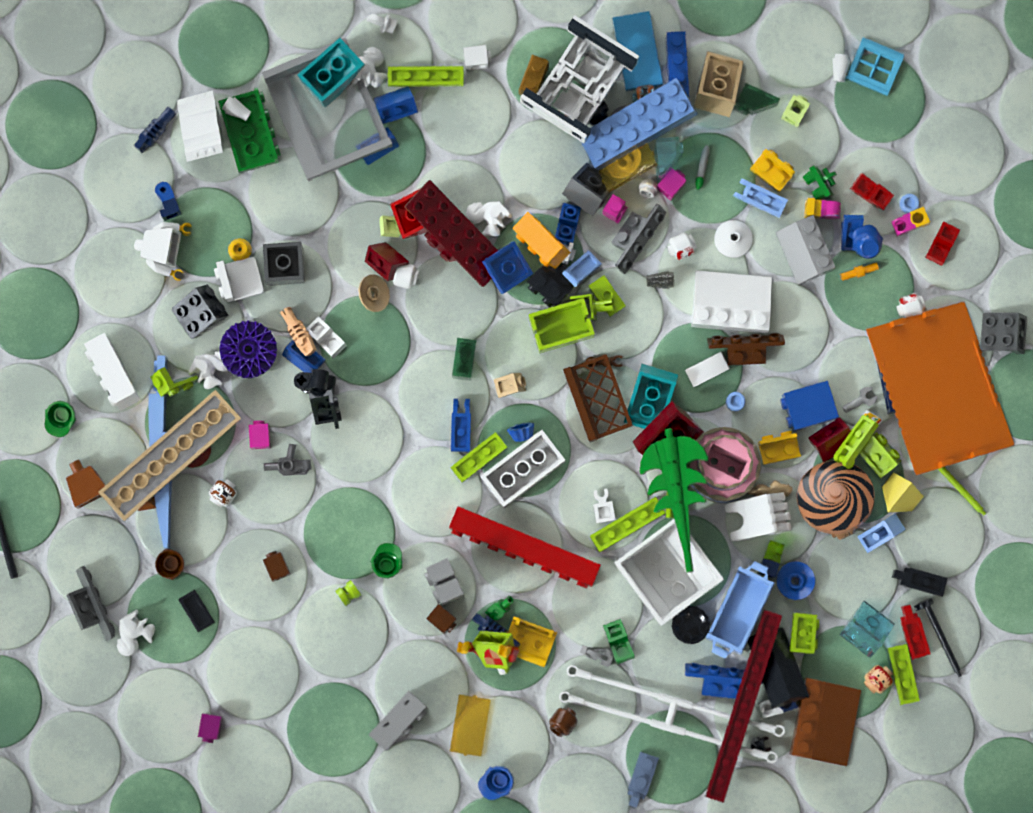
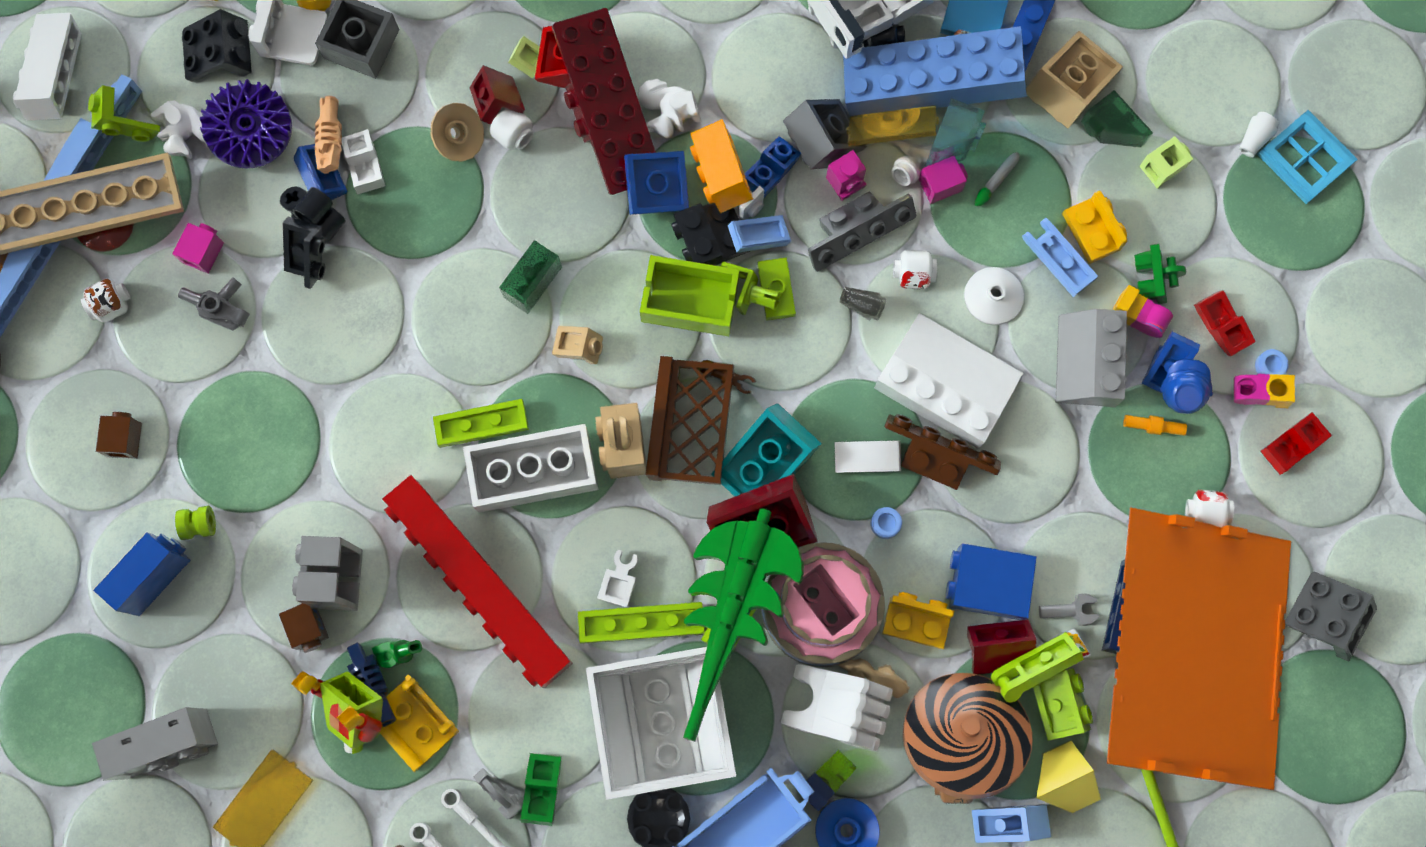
camera: 30 degrees right, 5 degrees down
(338, 633) = (143, 574): none -> blue brick
(387, 560) = (272, 504): green hat -> none
(460, 428) = (478, 369): blue hinge -> none
(521, 431) = (558, 416): blue piece -> none
(566, 428) = (623, 440): none -> tan brick

